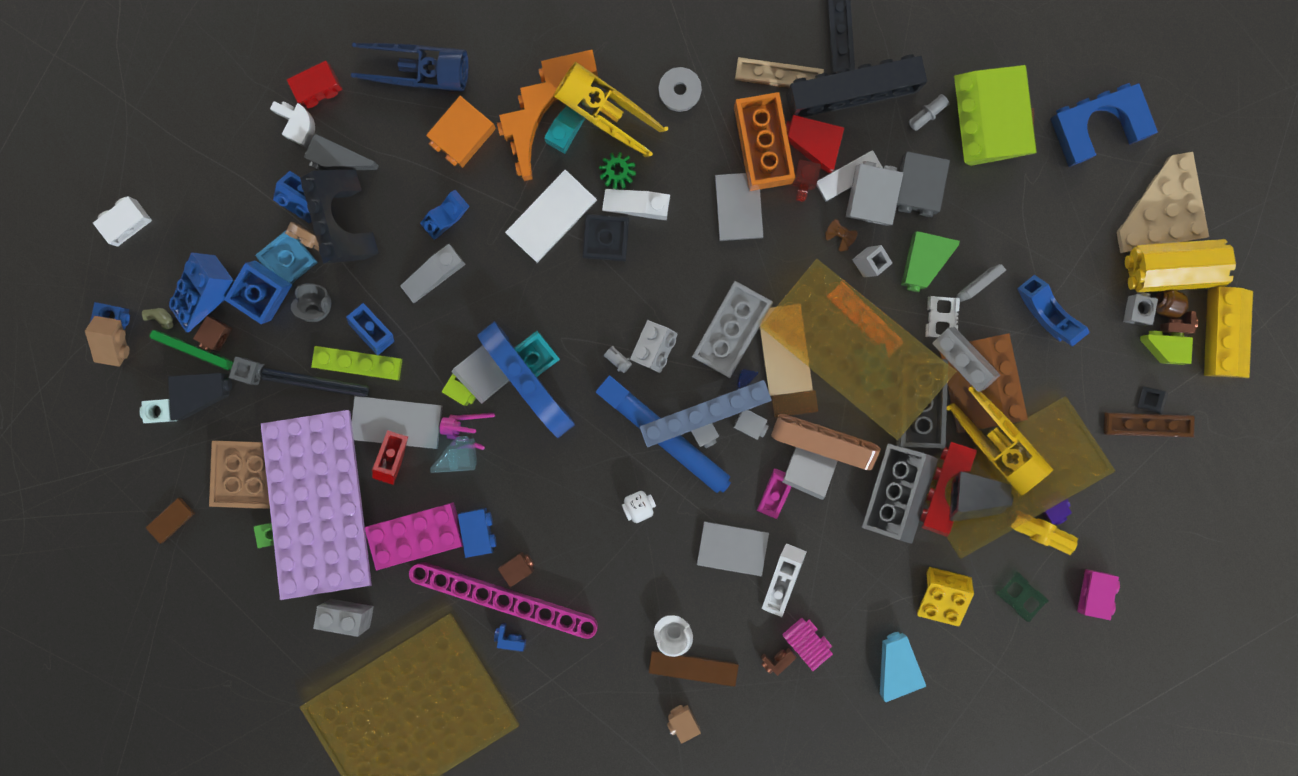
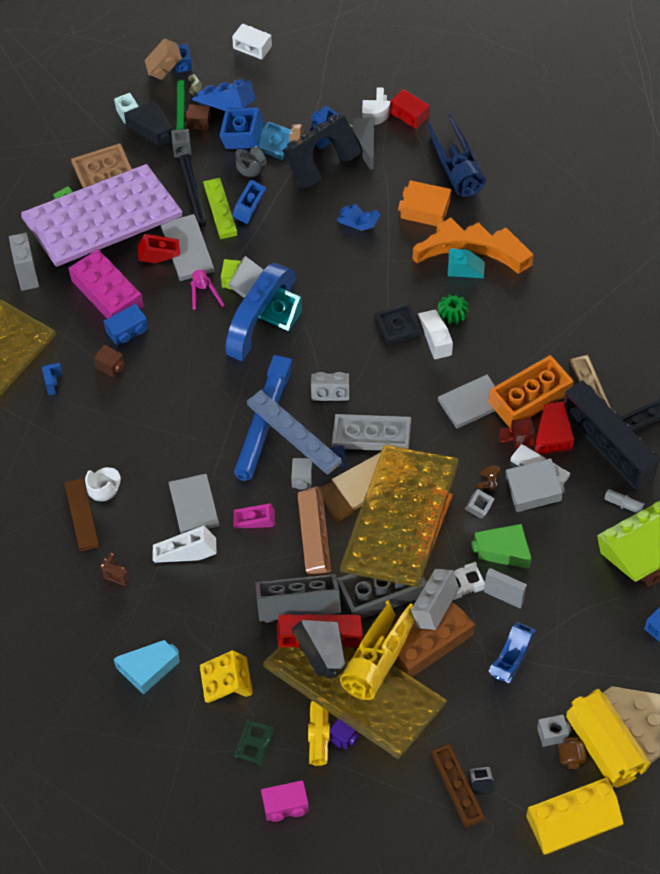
camera: 65 degrees right, 30 degrees down
(170, 520) = (49, 143): reddish brown tile -> none
(432, 273) = (314, 226): light grey slope -> none
(458, 456) = (180, 290): clear light blue slope -> none
(493, 599) = (81, 353): dark pink beam -> none
(551, 216) = (395, 283): white tile -> none
(577, 88) = (495, 248): yellow piece -> none
(618, 359) = (305, 369): light grey pin -> none
(638, 506) = (197, 421): white head -> none
(683, 723) = (32, 522): medium nougat brick -> none
(684, 77) = (541, 318): light grey tile -> none
(705, 435) = (278, 445): light grey brick -> none
(807, 643) = (138, 586): dark pink brick -> none
(810, 472) = (283, 529): light grey tile -> none
(922, 184) = (562, 517): dark grey brick -> none
(1169, 349) = (533, 770): lime slope -> none
(1186, 325) = (555, 767): copper bracket -> none

